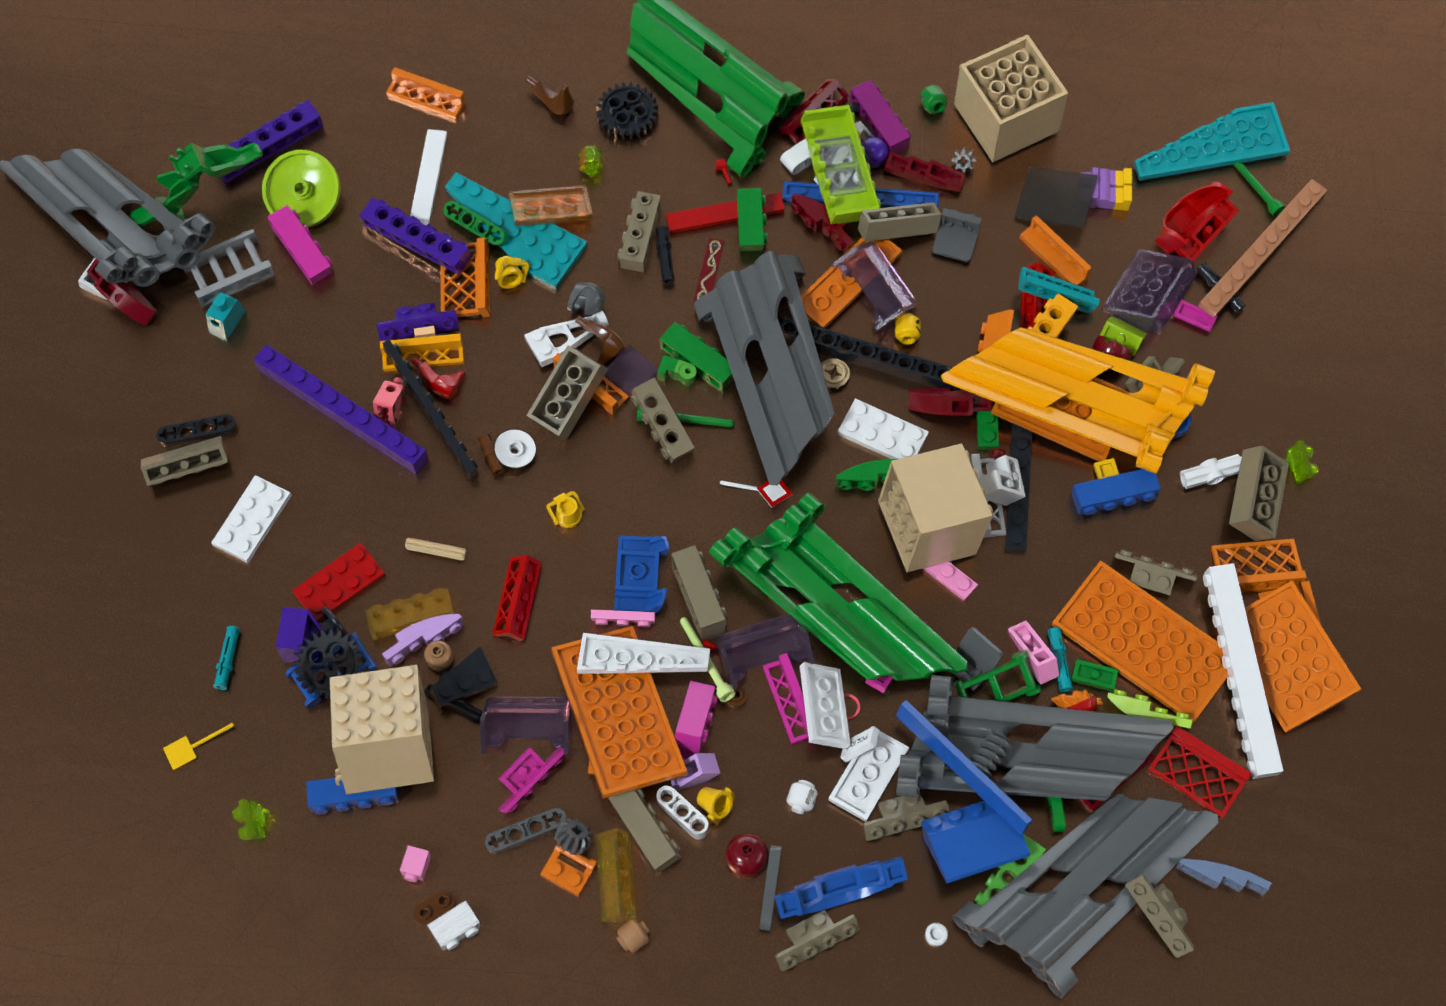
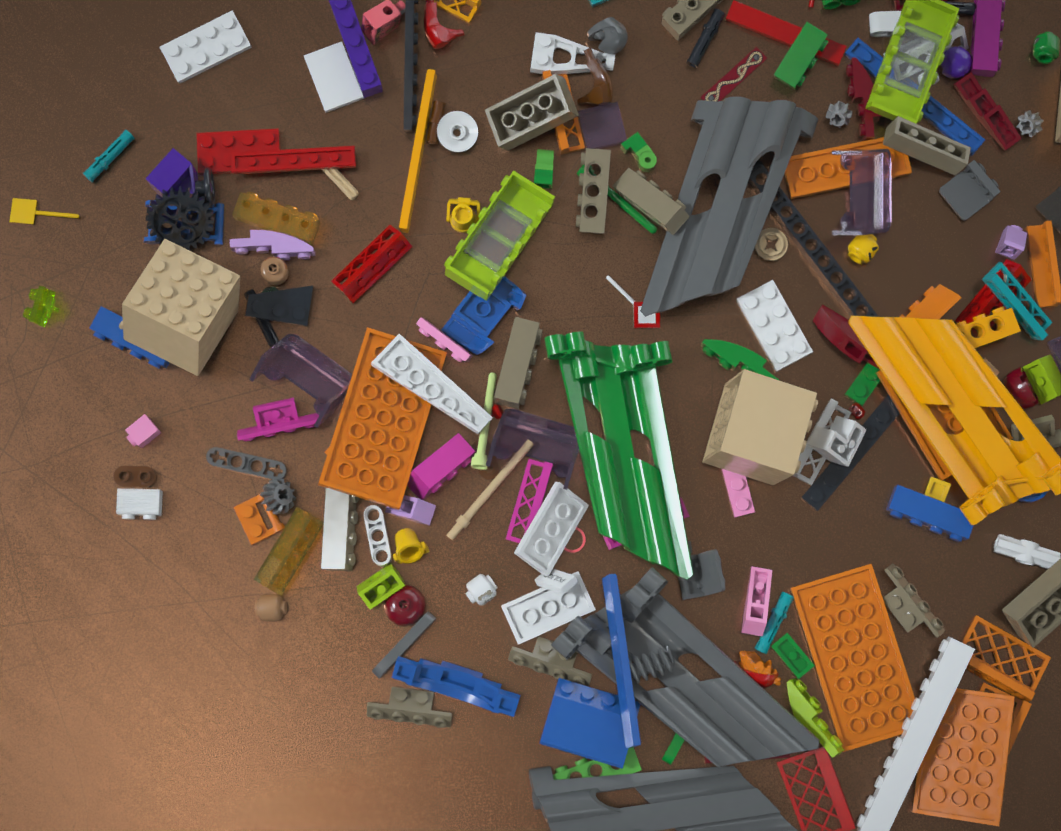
camera: 35 degrees right, 15 degrees up
(379, 473) = (333, 77): none -> white tile
(391, 557) = (293, 160): none -> red tile
(492, 484) = (417, 152): none -> light orange tile
(608, 433) = (544, 168): none -> leg
(609, 504) = (498, 235): none -> lime window
(691, 349) = (666, 149): green brick -> none
(715, 396) = (651, 200): none -> dark tan brick
(715, 850) = (380, 586): none -> lime brick
(745, 751) = (463, 521): none -> tan bar
(809, 239) = (839, 114): none -> light grey gear
(936, 934) = (507, 773): white tile -> none
(1018, 252) = (1012, 242): none -> lavender slope
(1018, 658) = (737, 601): green piece -> none

